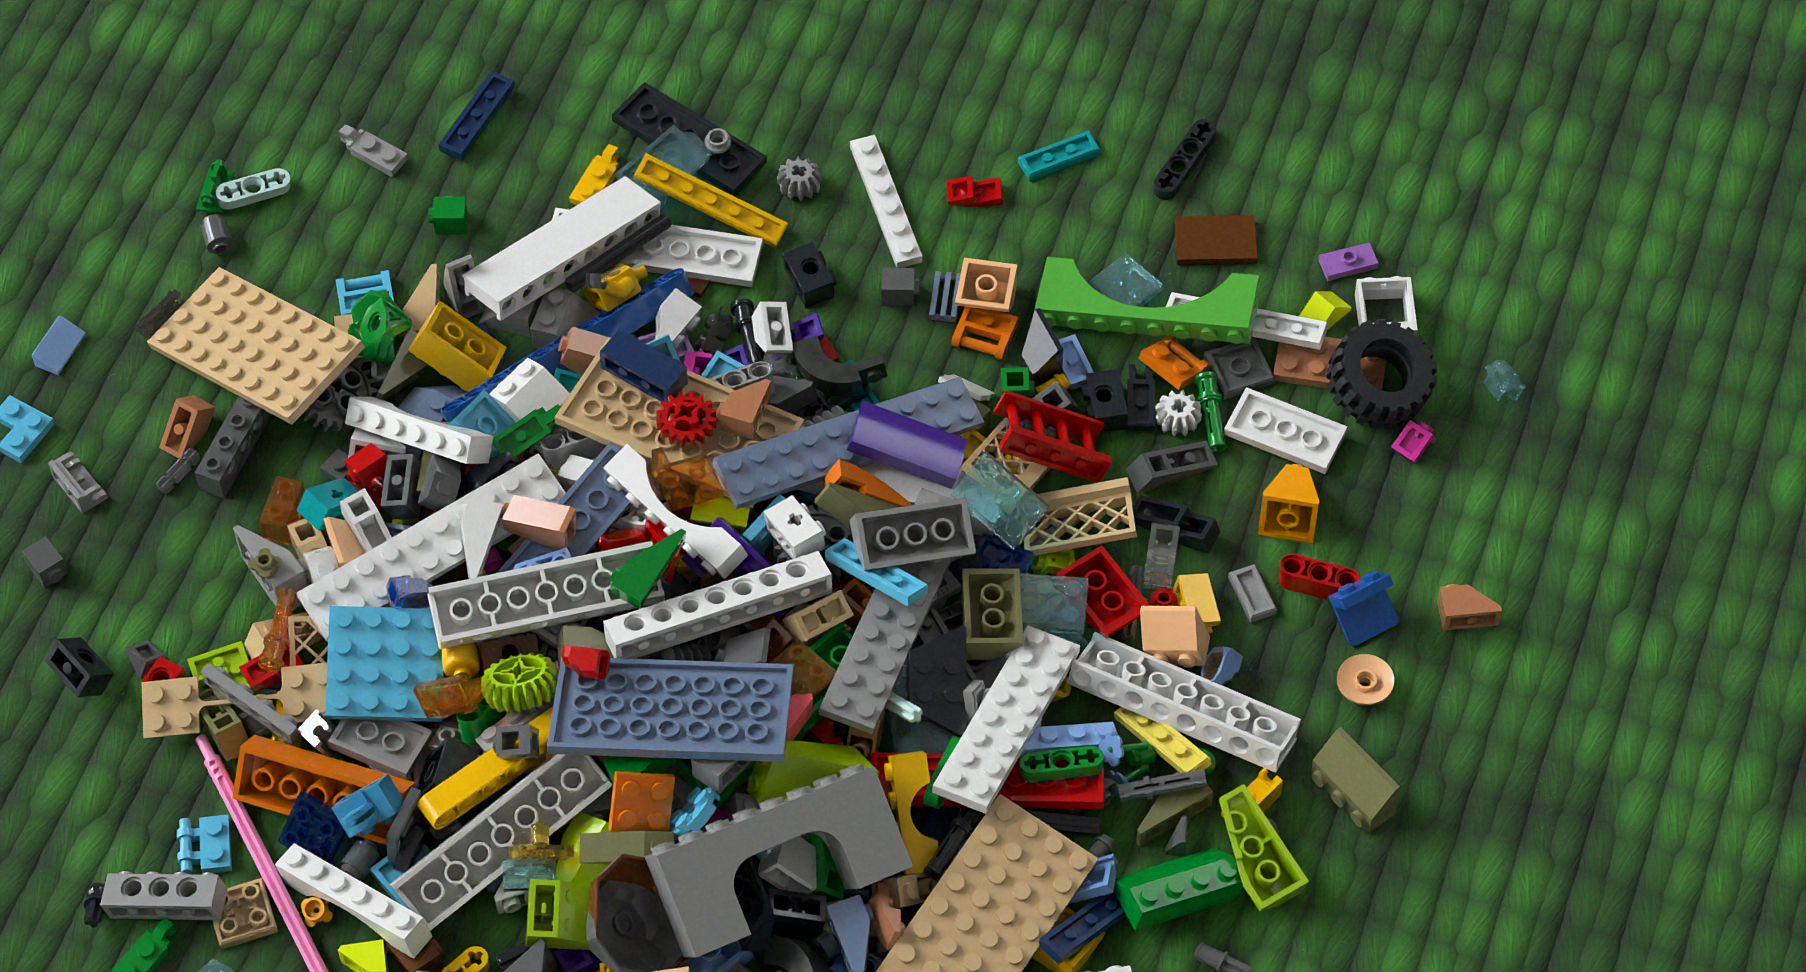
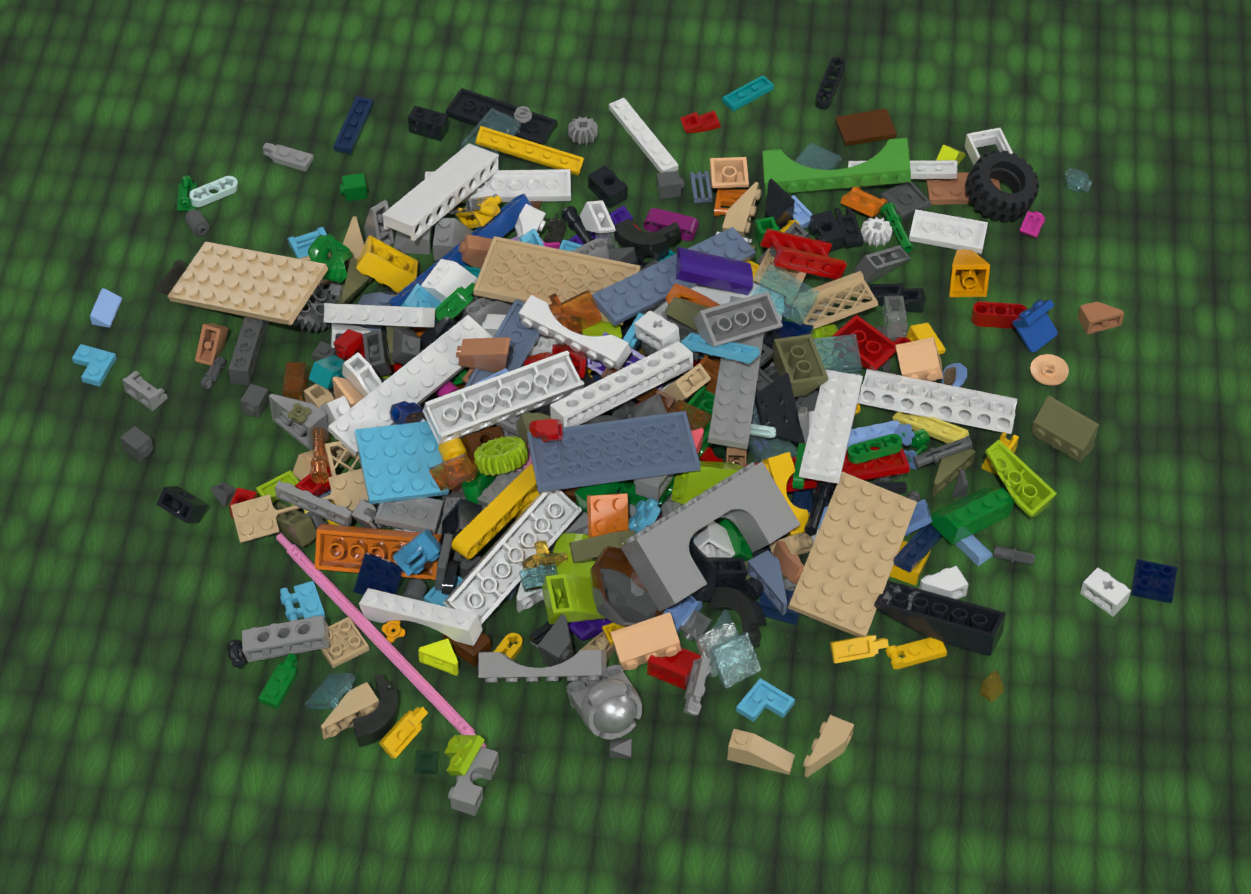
camera: 15 degrees left, 5 degrees down
(219, 524) = (255, 401): none -> dark grey brick
(478, 528) = (443, 366): white slope -> none
(506, 737) = (516, 484): dark grey brick -> none
(581, 130) = (428, 123): none -> black brick
(597, 175) = (446, 149): yellow hinge -> none
(619, 252) = (478, 190): black axle -> none
(643, 366) = (525, 248): dark blue brick -> none
(643, 571) = (568, 368): green slope -> none
(686, 419) = (564, 275): red gear -> none
(745, 409) = (601, 264): nougat slope -> none
(898, 355) = (658, 219): none -> magenta beam
(984, 353) = (741, 211): none -> tan slope
(1171, 942) = (974, 550): none -> light blue slope
(1252, 593) = (958, 331): light grey tile -> none
(1348, 261) = (954, 127): medium lavender plate -> none

